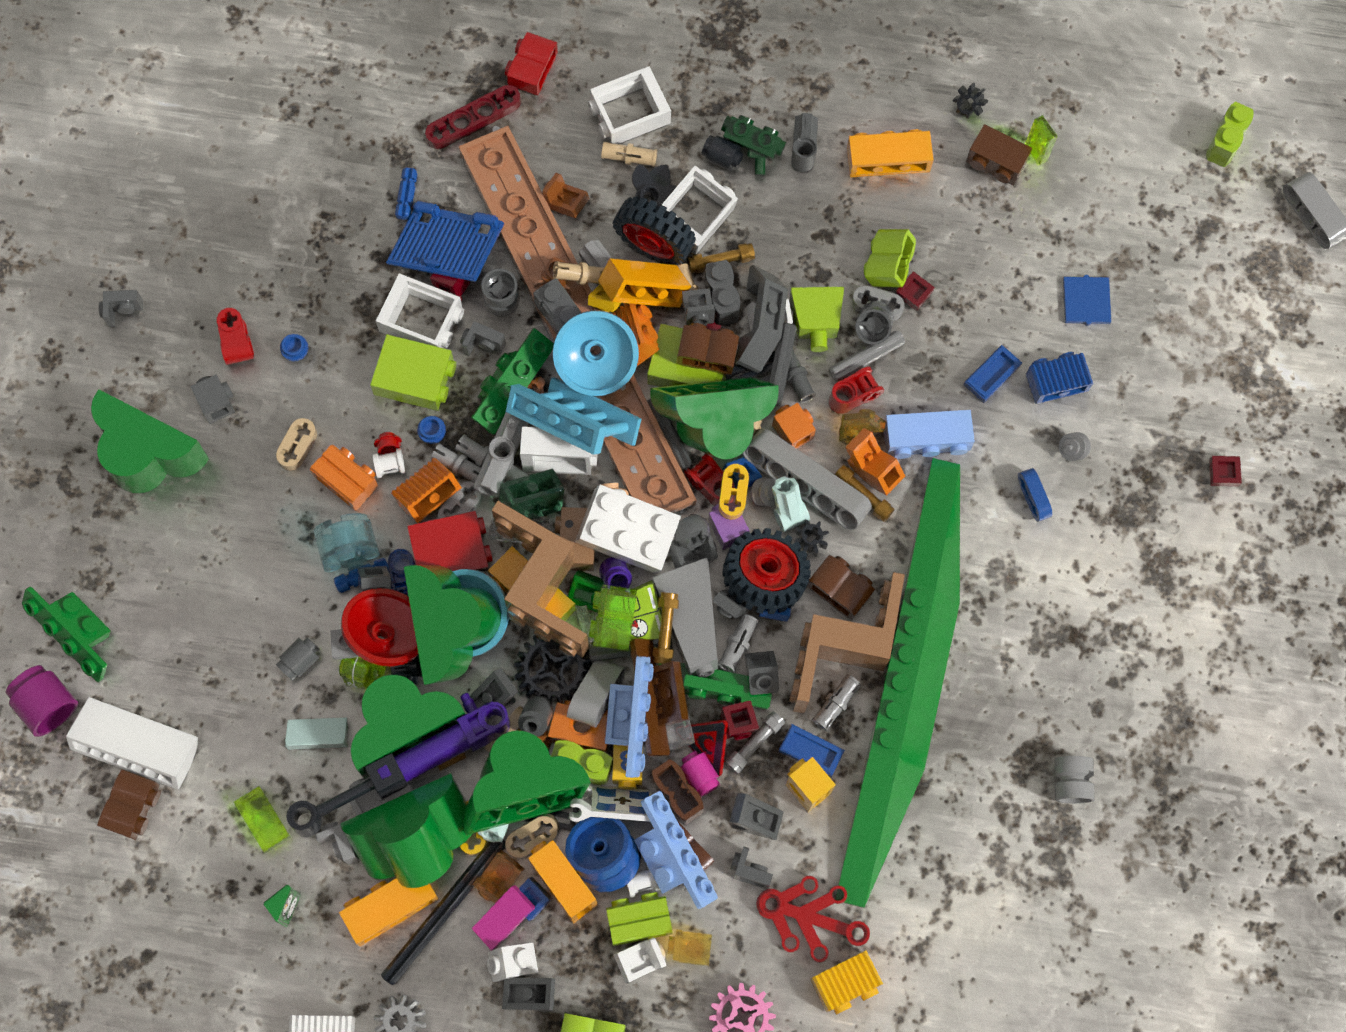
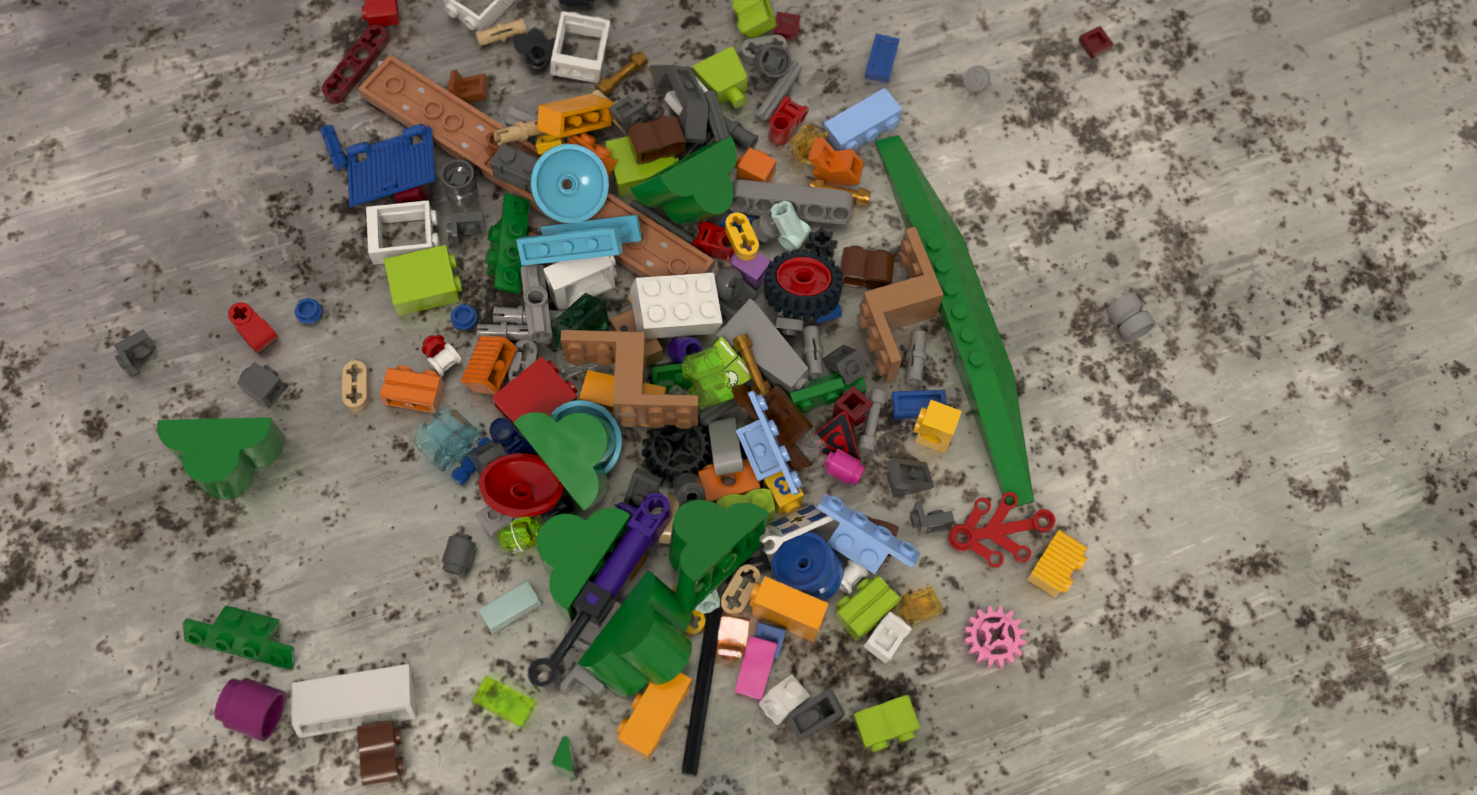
camera: 30 degrees left, 5 degrees down
(654, 231) = (558, 72): black wheel -> none
(682, 798) = (829, 481): reddish brown brick -> none
(724, 296) = (633, 85): dark grey brick -> none
(1035, 494) = (969, 127): blue beam -> none
(1059, 377) = (933, 35): blue brick -> none

